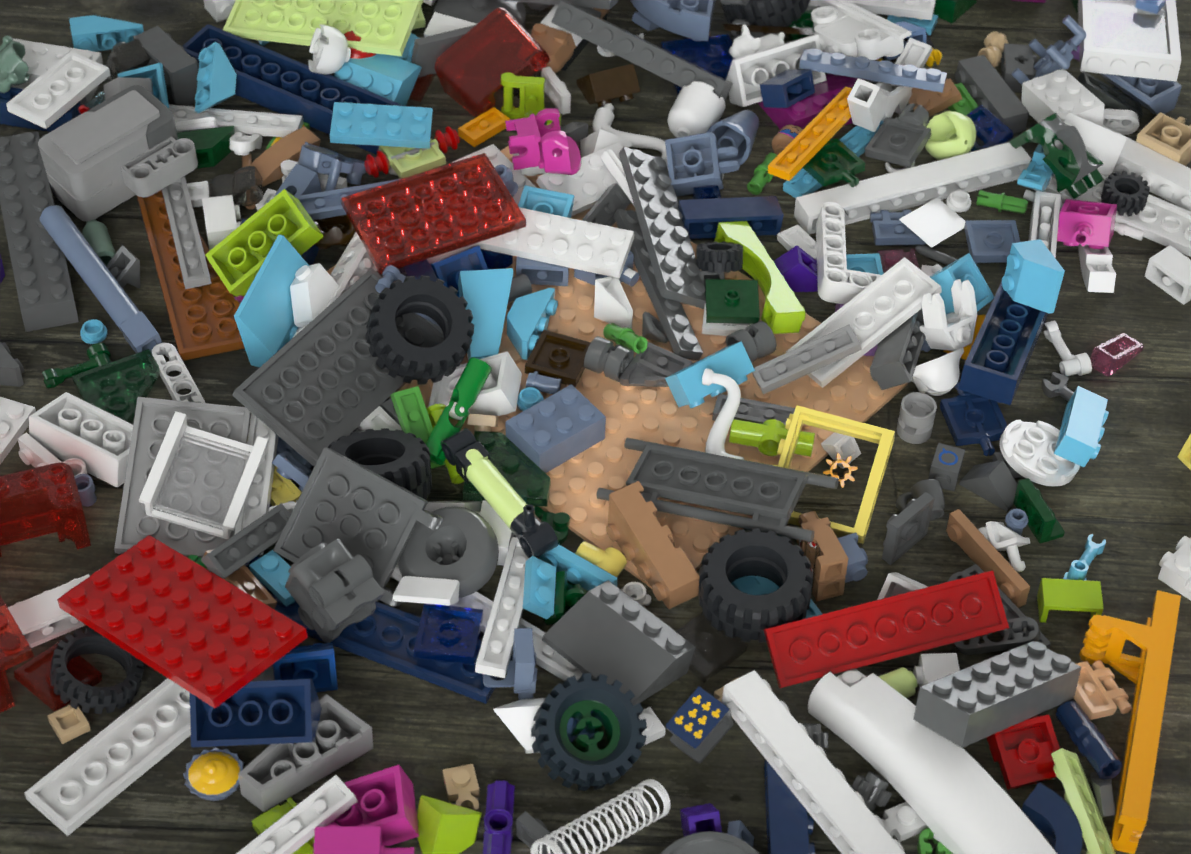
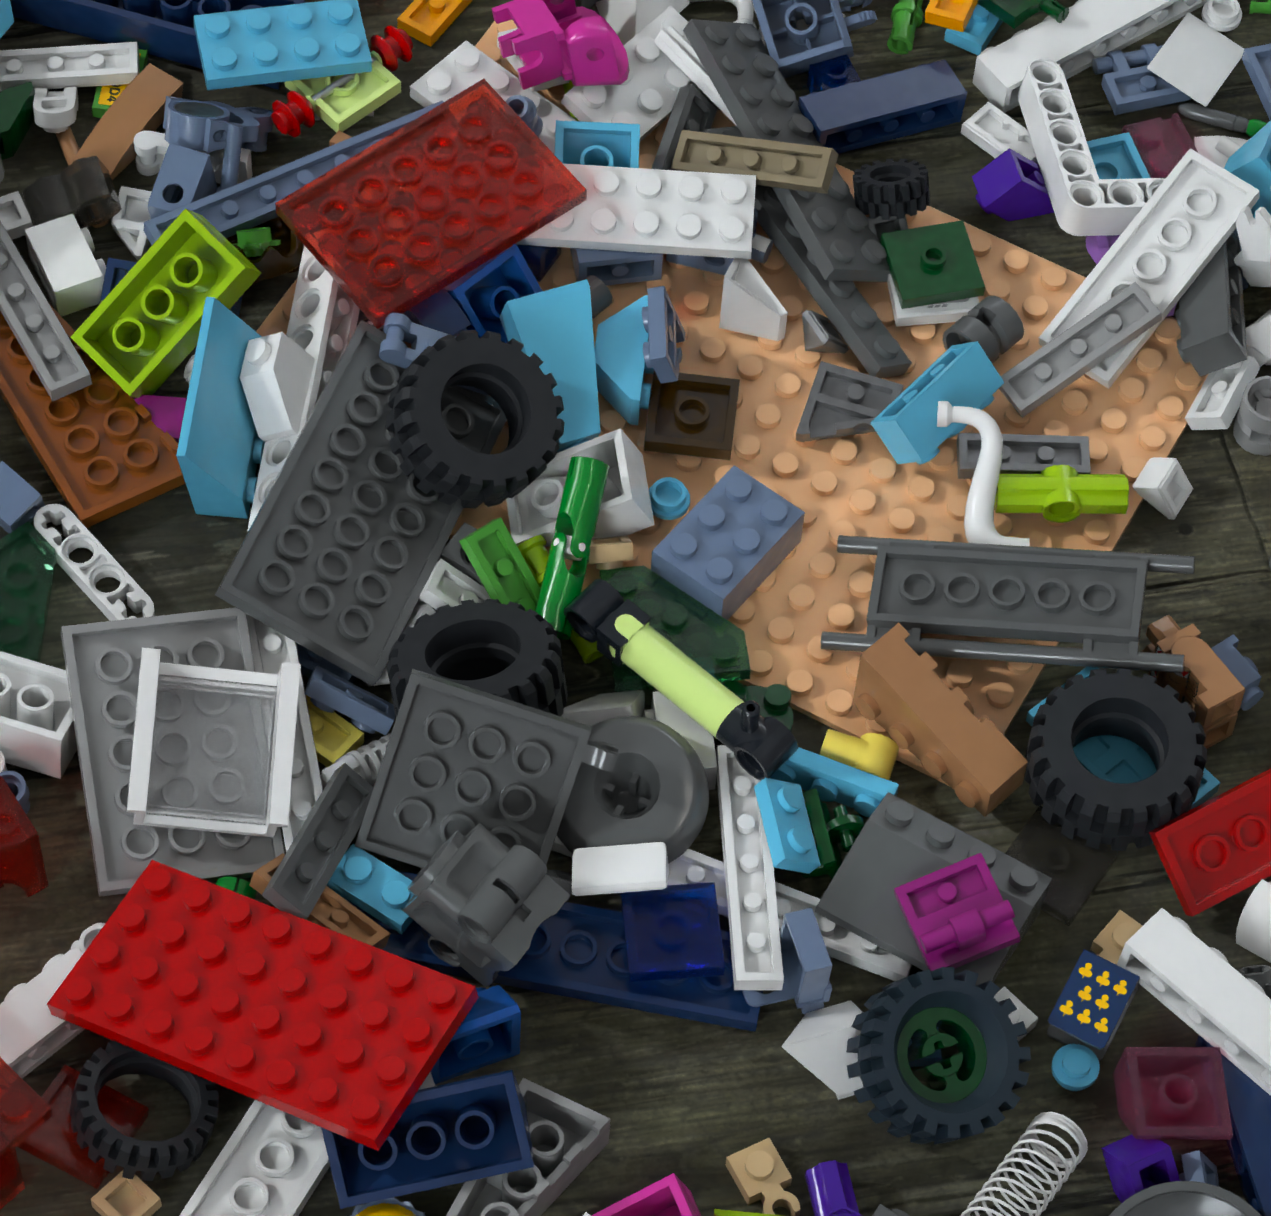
camera: 15 degrees left, 10 degrees up
(328, 221) = (255, 240): none -> bright green plate
(543, 383) = (680, 465): sand blue pin -> none
(552, 309) = (664, 332): none -> sand blue wing
(605, 357) = (771, 403): dark grey wheel -> none
(625, 337) = (787, 362): bright green pin -> none
(625, 651) = (957, 914): none -> magenta plate
(637, 590) = (930, 794): white plate -> none
(645, 225) = (772, 162): none -> dark tan plate
(680, 762) = (1075, 1067): none -> medium azure plate
(735, 783) = (1173, 1093): none -> clear pink slope
(781, 308) = (1010, 260): lime arch -> none
(847, 474) = (1186, 531): light orange gear -> none
(851, 428) = (1242, 528): light yellow window -> none
(889, 406) = (1221, 396): none -> white plate

